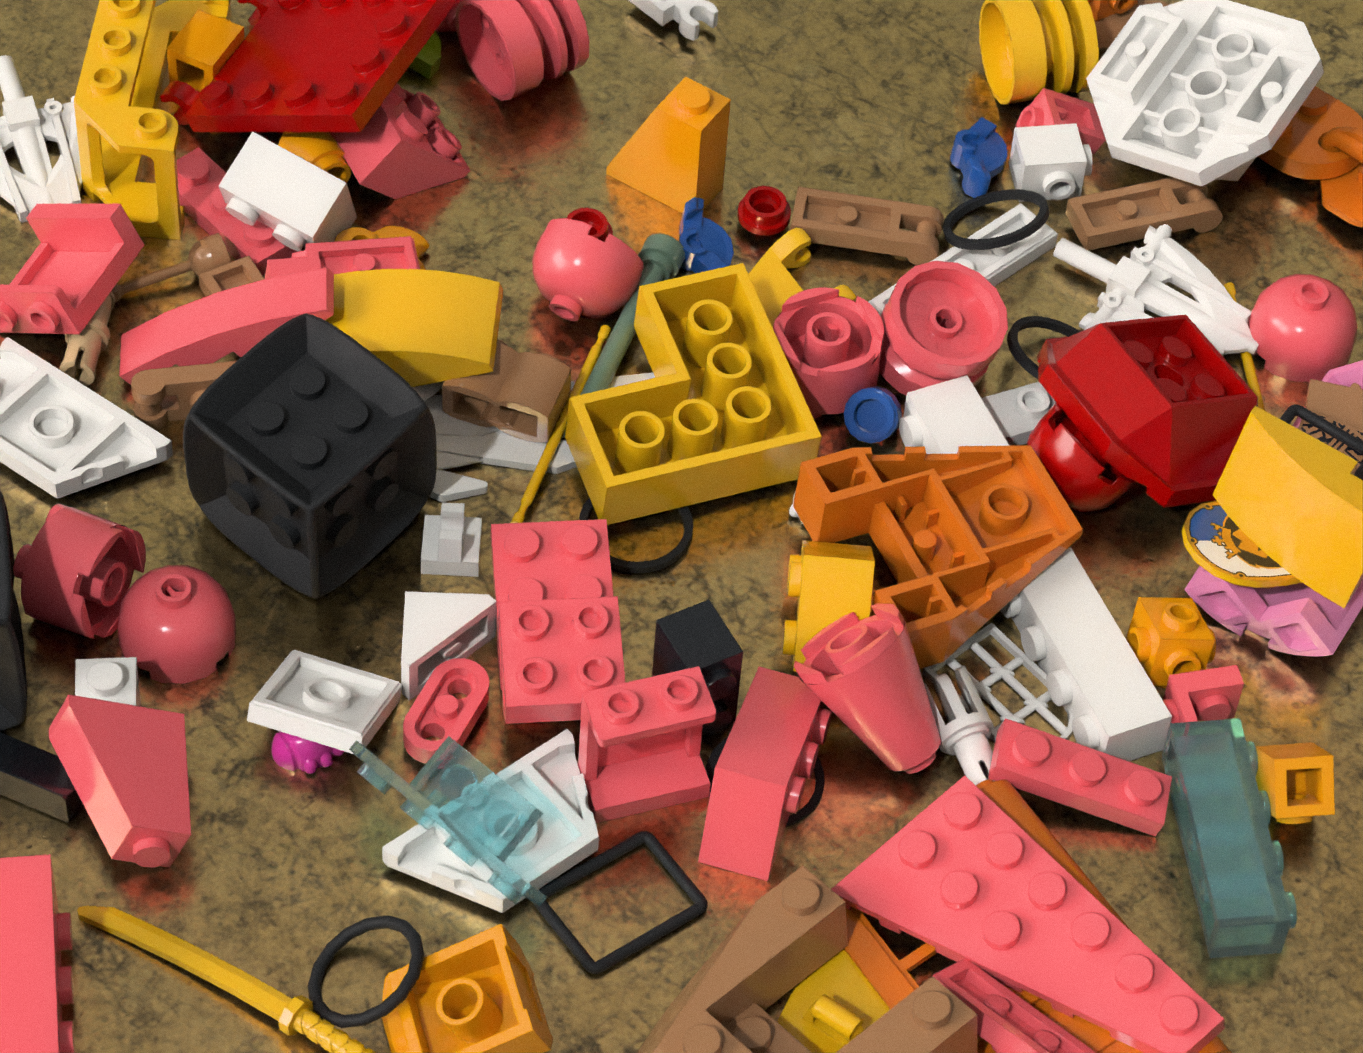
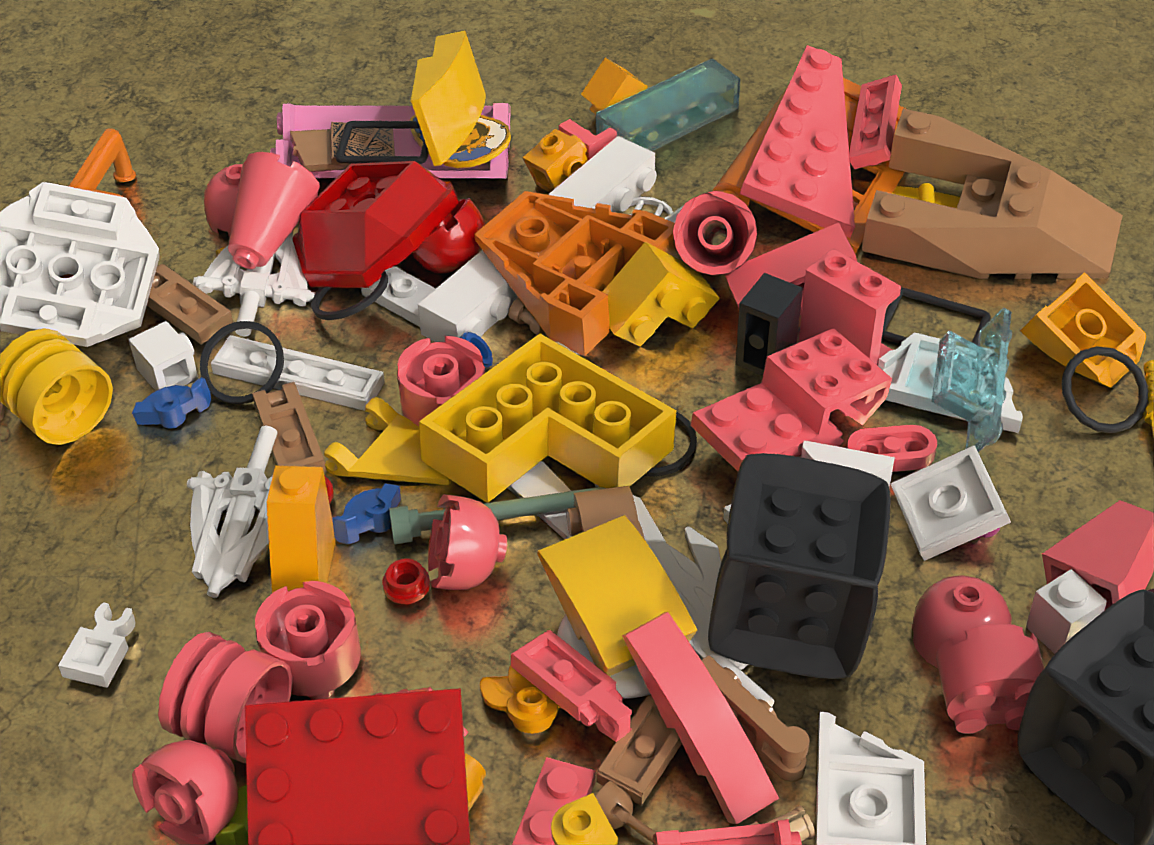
camera: 115 degrees left, 5 degrees down
(286, 194) = (532, 755): white slope -> none
(553, 120) = (313, 634): none -> coral brick
(560, 427) = (642, 502): yellow piece -> none
(778, 145) = (234, 551): none -> white bar
(940, 326) = (379, 326): coral wheel -> none
(1057, 109) = (125, 371): coral bracket -> none
(1080, 777) = (680, 169): coral plate -> none
(1224, 292) = (268, 207): none -> coral cone

